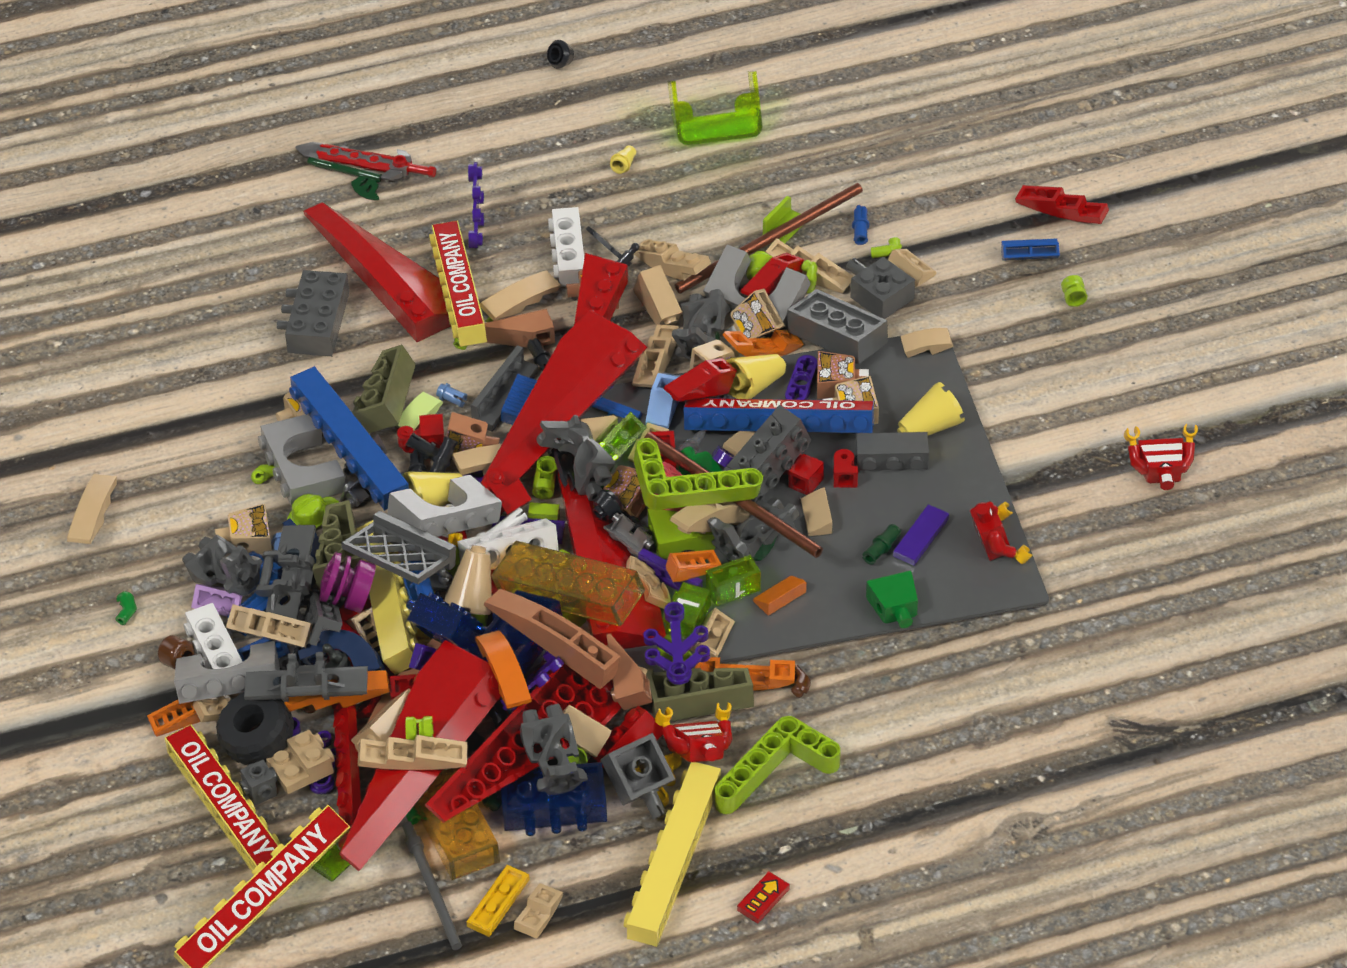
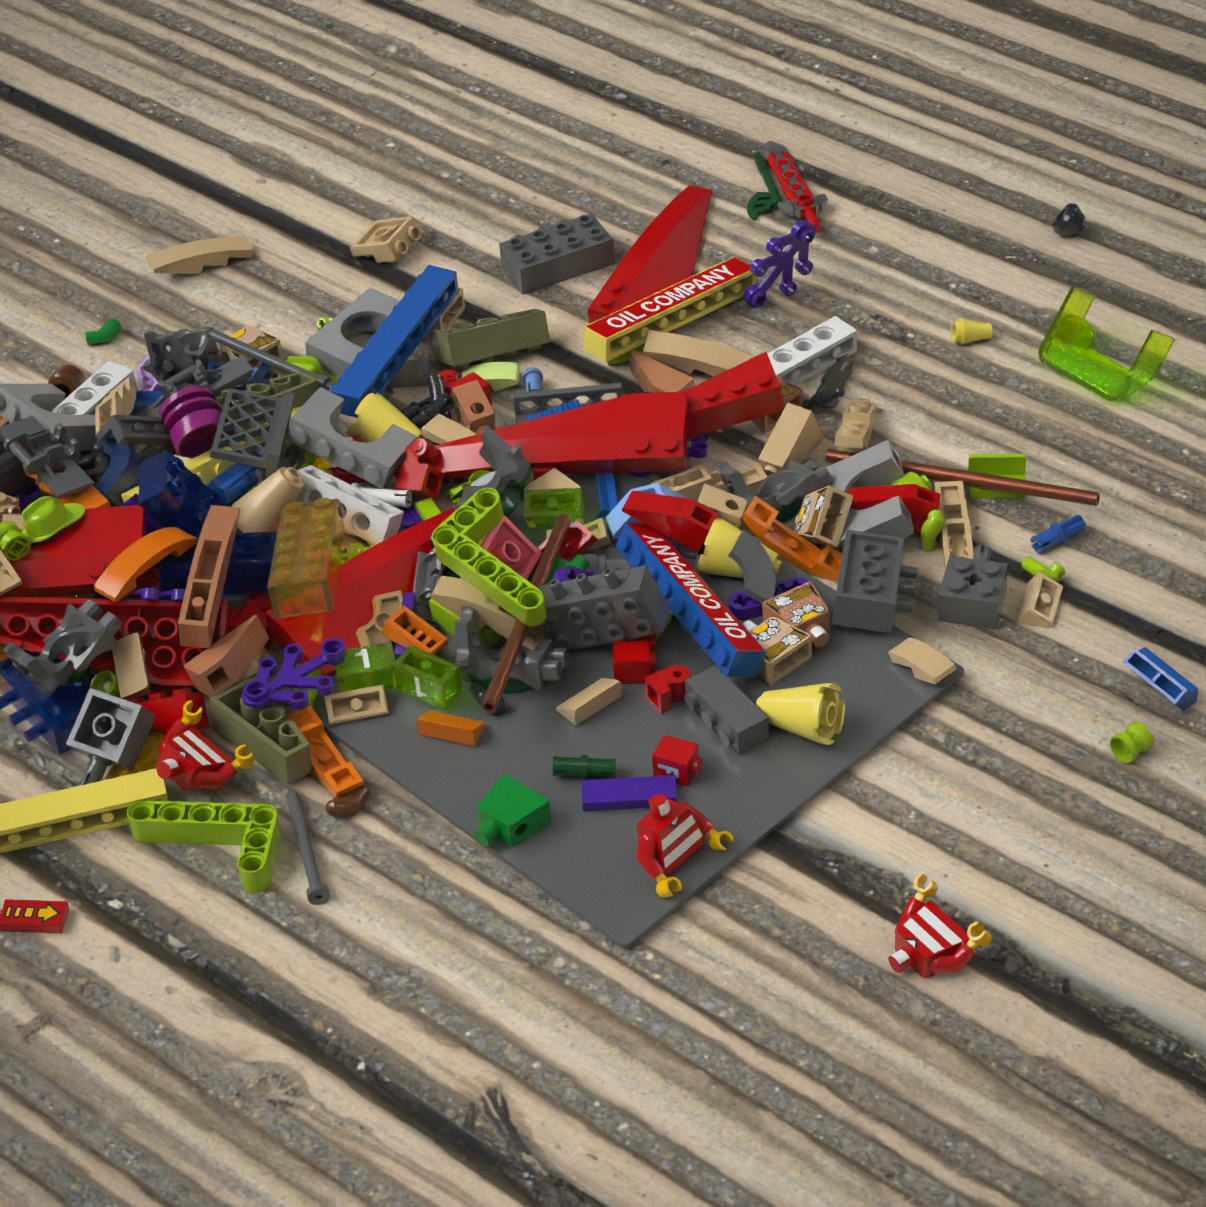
camera: 60 degrees right, 5 degrees down
(193, 395) = (387, 239): none -> tan plate
(292, 517) = (324, 381): none -> dark grey bar
(412, 698) = (48, 516): none -> lime piece
(775, 563) = (479, 691): none -> black arm
(787, 368) = (756, 567): none -> dark grey tile
(871, 732) = (317, 892): none -> dark grey bar
(916, 496) = (677, 758): none -> red brick

